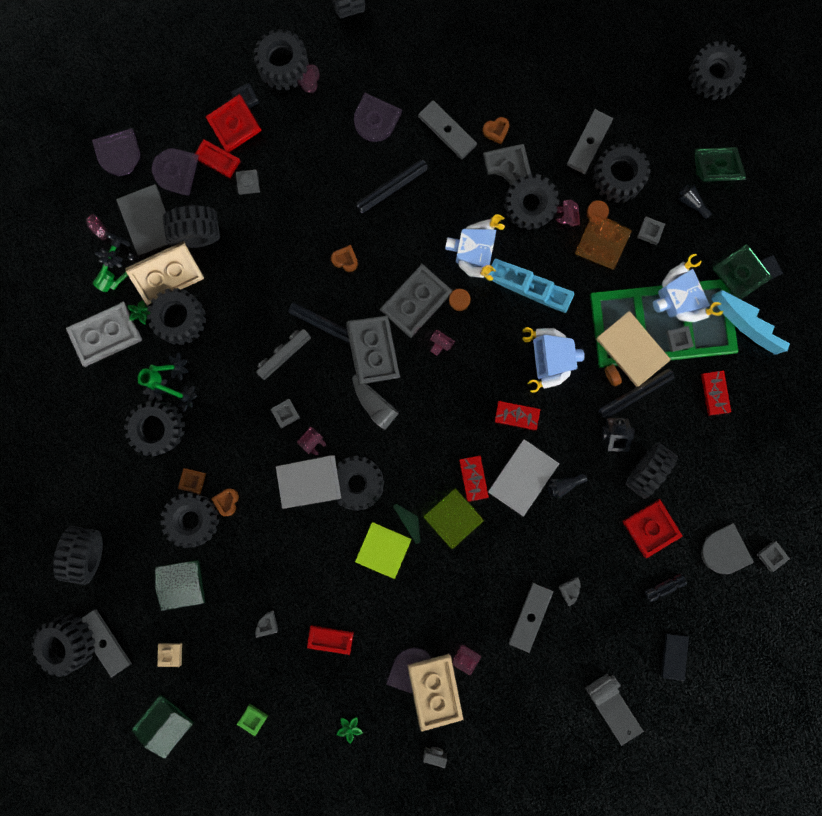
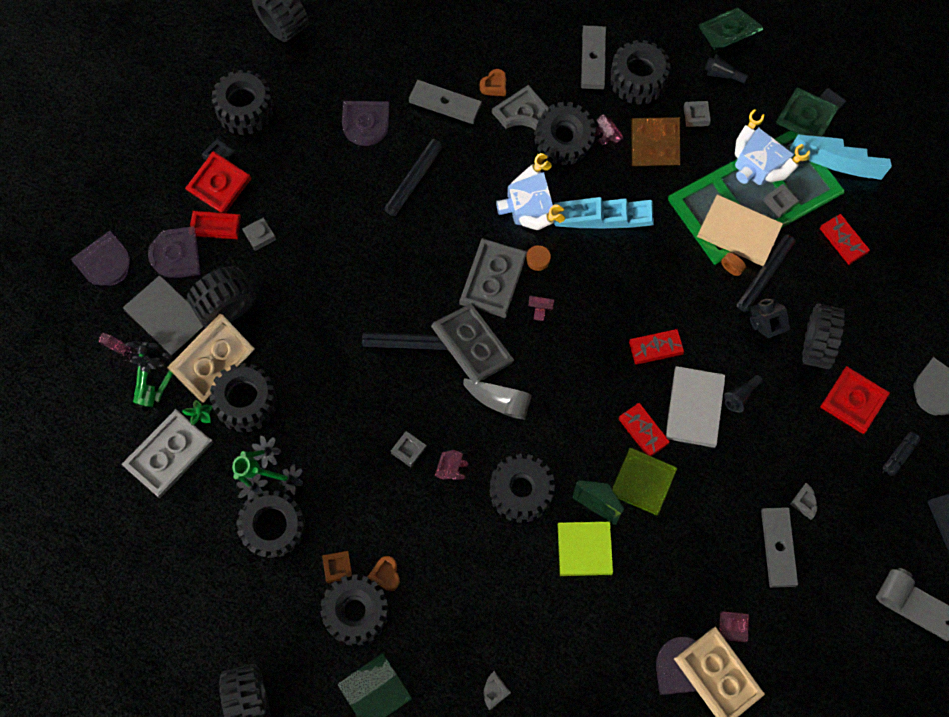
camera: 25 degrees left, 15 degrees down
(282, 353) = (377, 388): dark grey tile -> none
(308, 482) = (469, 508): light grey tile -> none
(309, 82) = (280, 113): clear pink tile -> none
(330, 640) = (574, 674): red tile -> none
(345, 258) = (398, 267): dark orange tile -> none
(553, 355) = (664, 269): light blue torso -> none
(597, 208) = (633, 112): dark orange tile -> none

